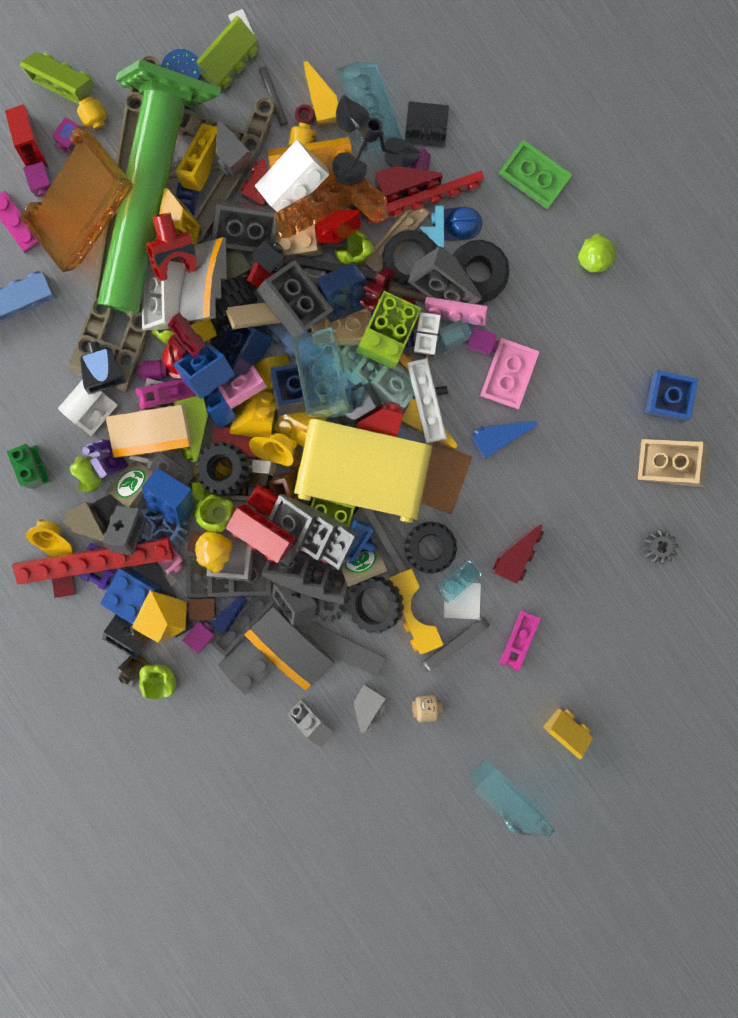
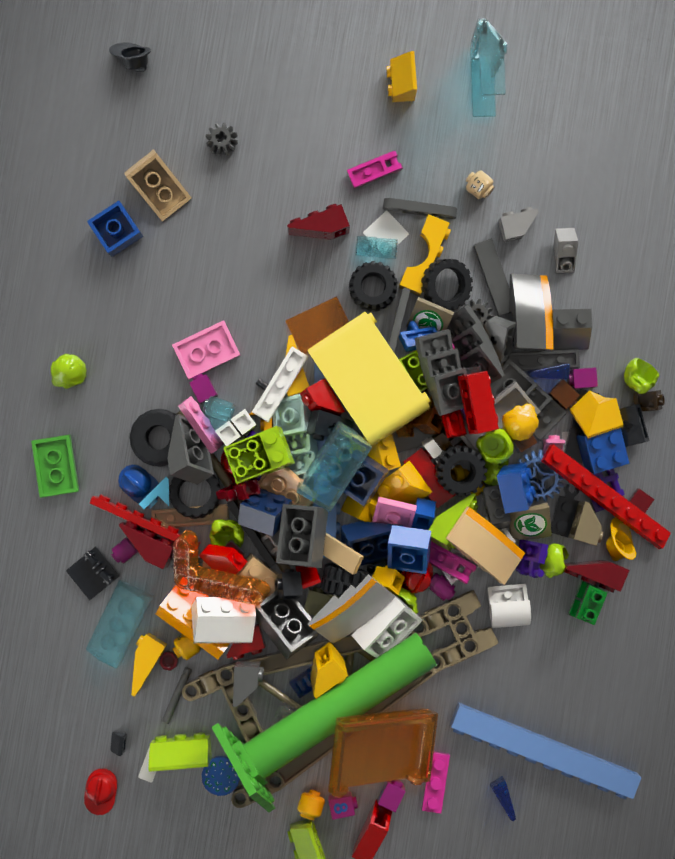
camera: 140 degrees left, 0 degrees up
(44, 497) = (604, 572): none -> dark red slope
(100, 369) = (477, 620): black torso -> none
(124, 530) = (567, 494): dark grey brick -> none
(169, 246) = (352, 653): red connector -> none
(185, 337) = (400, 582): dark red plate -> none
(198, 159) = (270, 699): yellow slope -> none
(276, 448) = (412, 450): yellow piece -> none
(281, 18) = (118, 743): none -> black slope
(354, 116) = (138, 622): black plant -> none
(498, 436) = (258, 316): blue slope -> none

